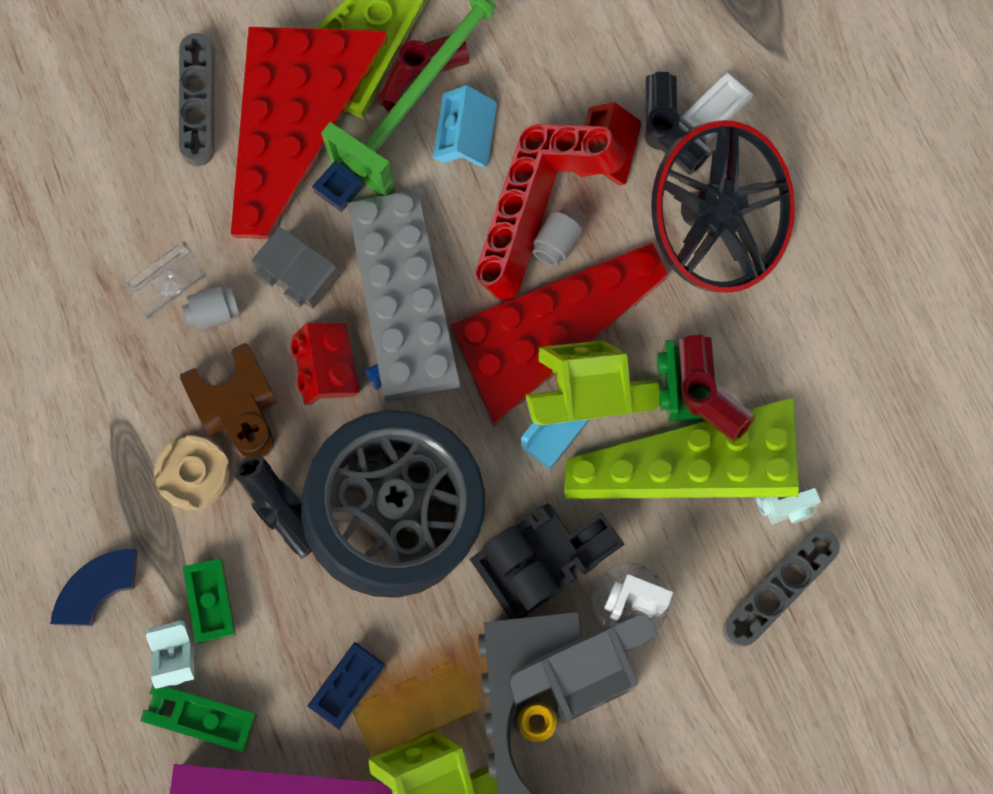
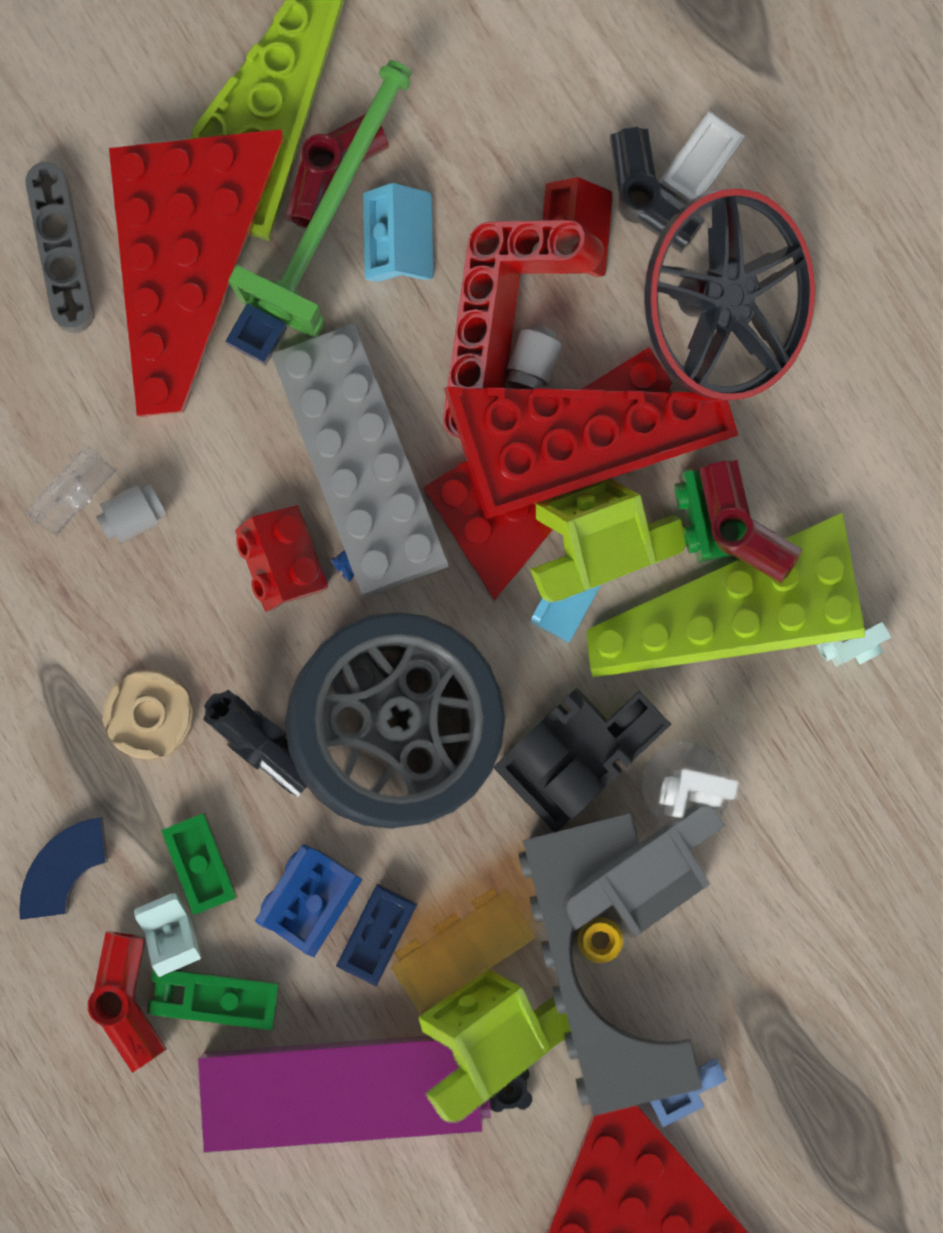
camera: 10 degrees left, 10 degrees up
(122, 730) = (119, 973): none -> red piece
(235, 404) = (185, 627): reddish brown piece -> none
(294, 645) = (308, 899): none -> blue bracket
(295, 268) = (223, 447): dark grey brick -> none
(569, 300) = (559, 440): none -> red wing
(781, 588) = (852, 737): dark grey beam -> none

